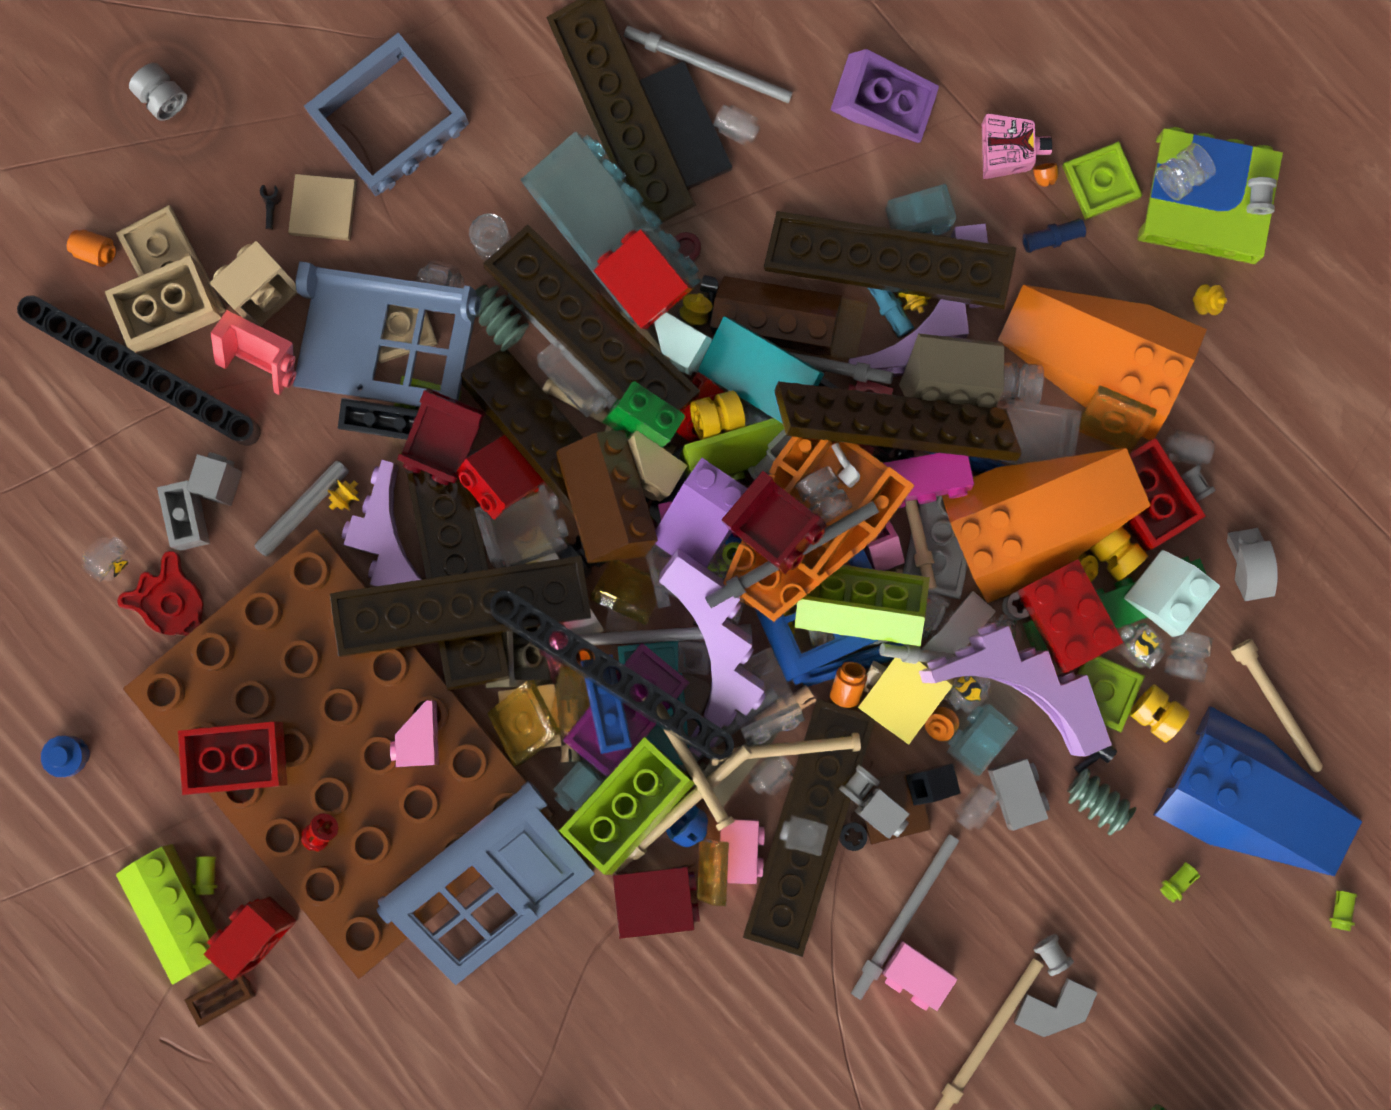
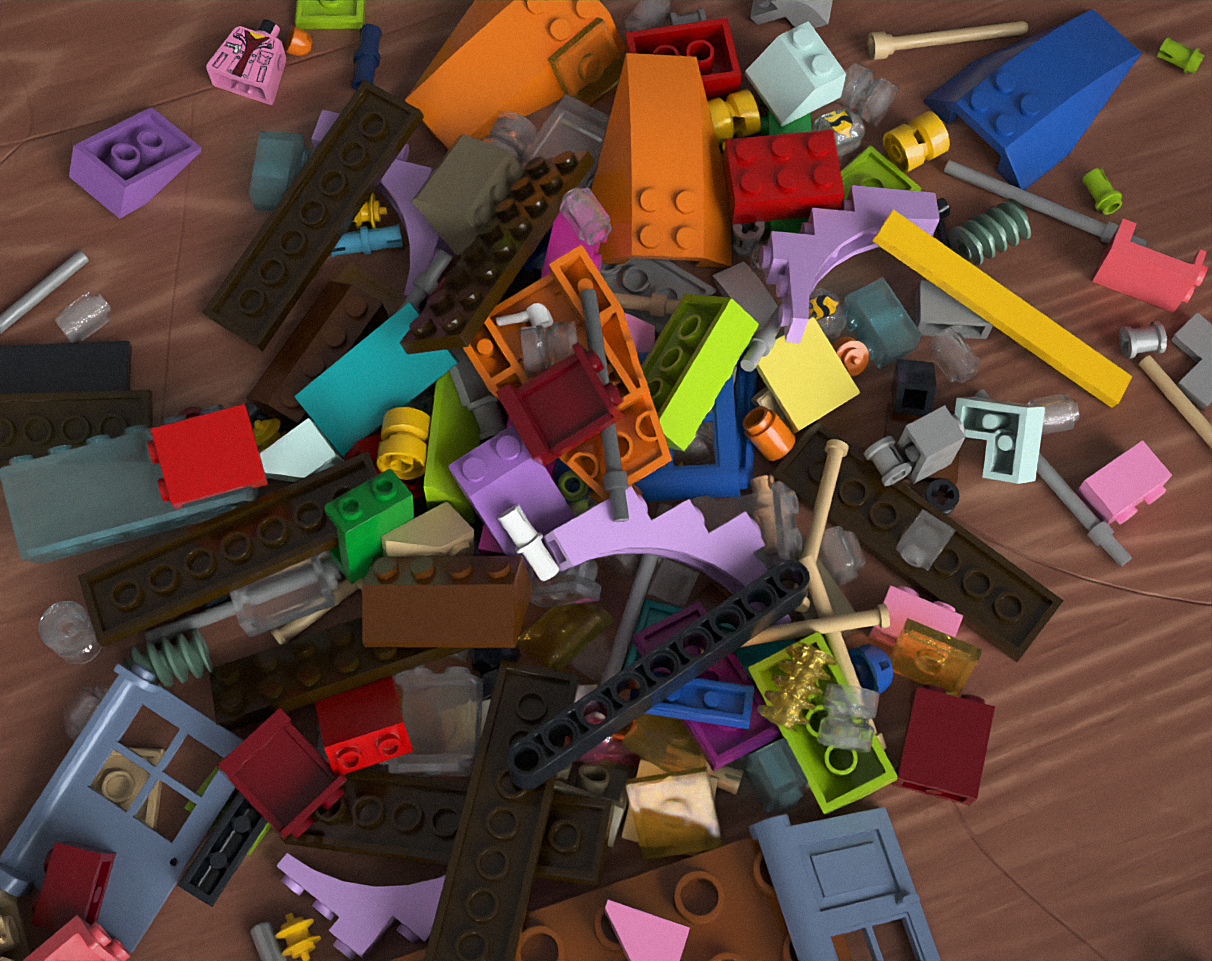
camera: 70 degrees left, 15 degrees down
(316, 327) = (72, 885): none -> dark red brick
(626, 824) = (848, 717): none -> clear wheel
(638, 779) = (796, 686): none -> clear yellow piece
(669, 540) = (528, 542): none -> white axle
(922, 870) = (1011, 436): none -> light aqua brick
(955, 475) = (585, 215): none -> clear brick
(955, 899) = (1059, 413): none -> clear brick
(1027, 832) = (1002, 308): none -> yellow tile
(1108, 941) = (1146, 272): none -> coral panel
(1143, 899) = (1036, 202): none -> light grey bar

